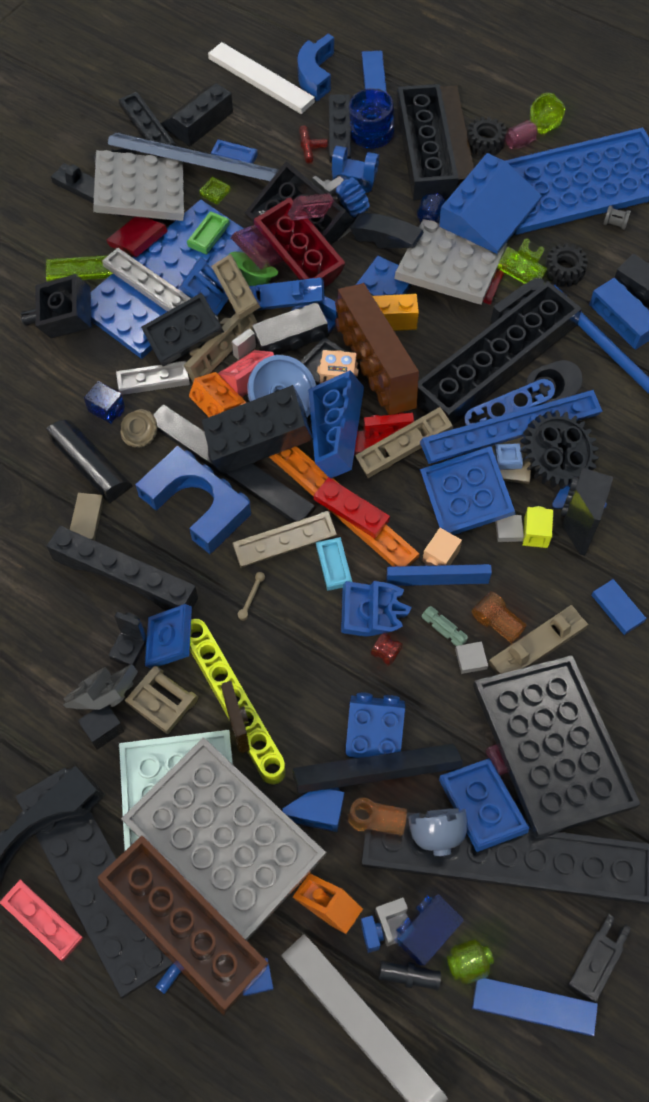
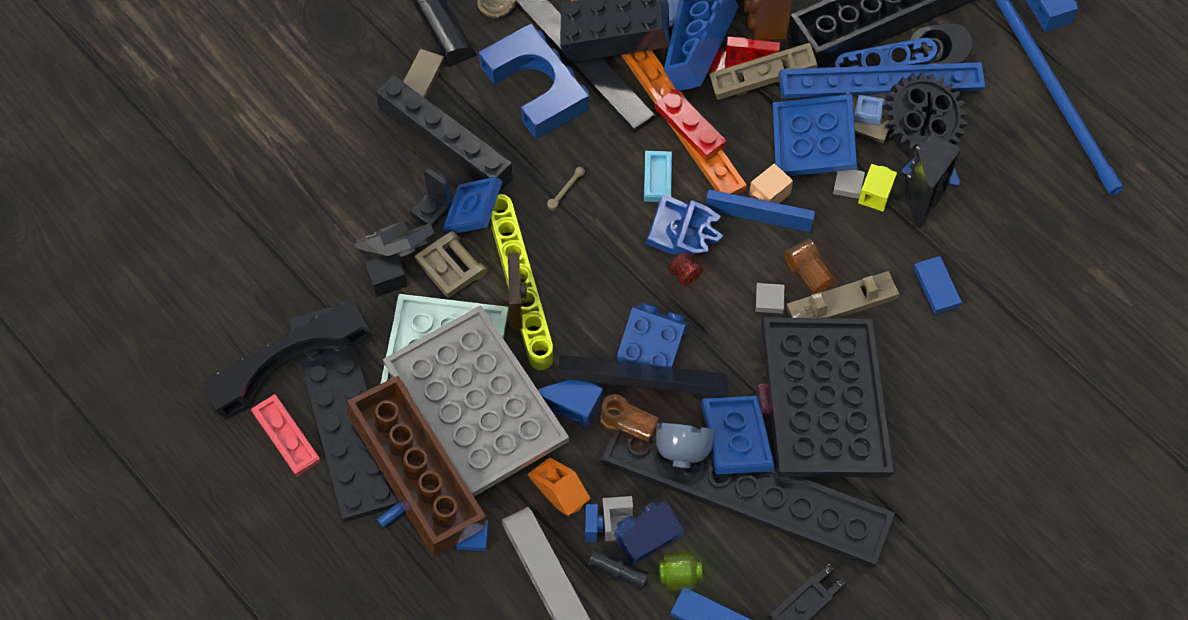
camera: 15 degrees right, 0 degrees up
(284, 539) = (614, 140): plate -> none
(444, 626) = (751, 261): sand green axle -> none

